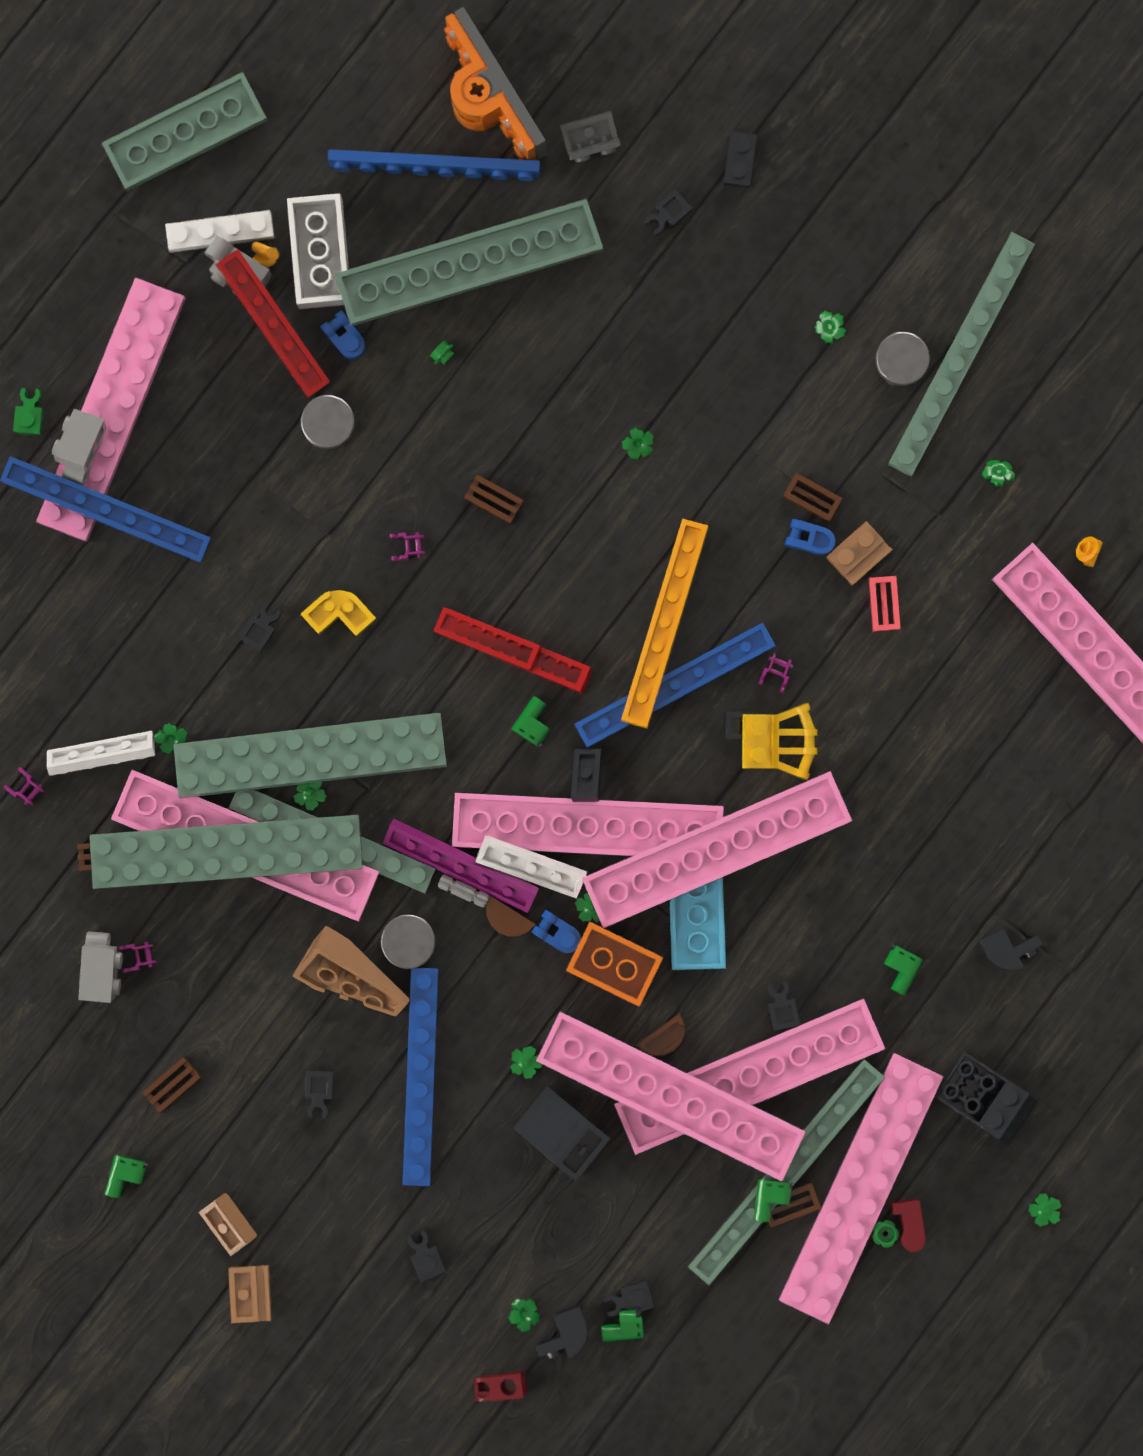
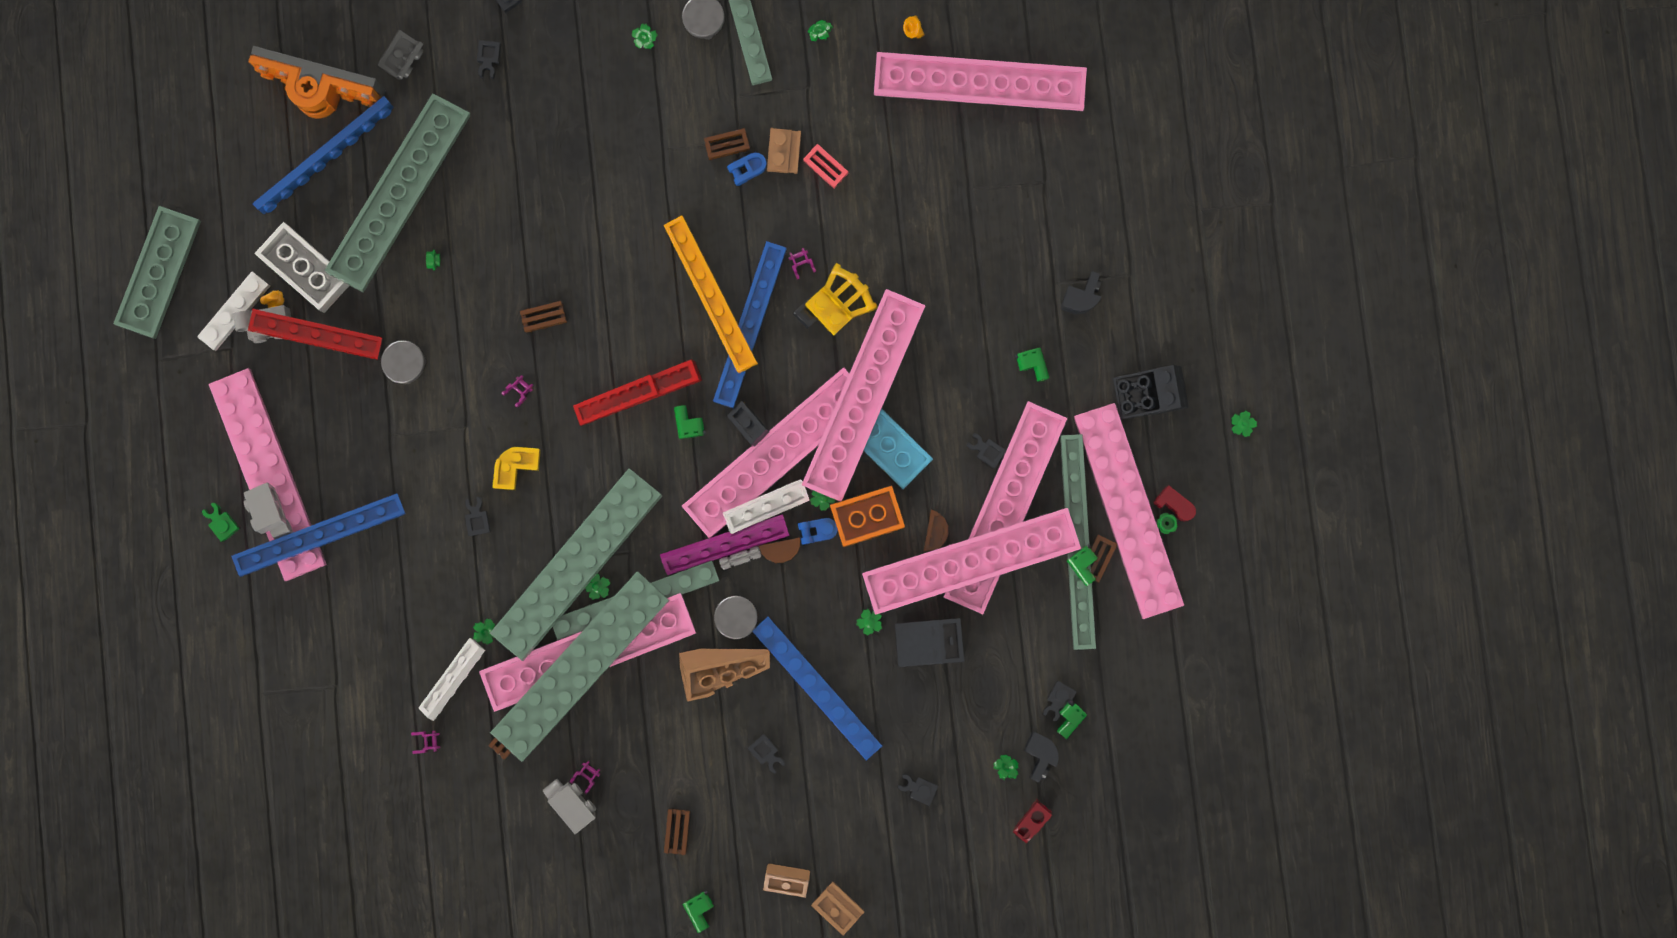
camera: 50 degrees left, 0 degrees up
(351, 343) = (373, 304): blue plate -> none
(638, 444) = (597, 206): green plant -> none

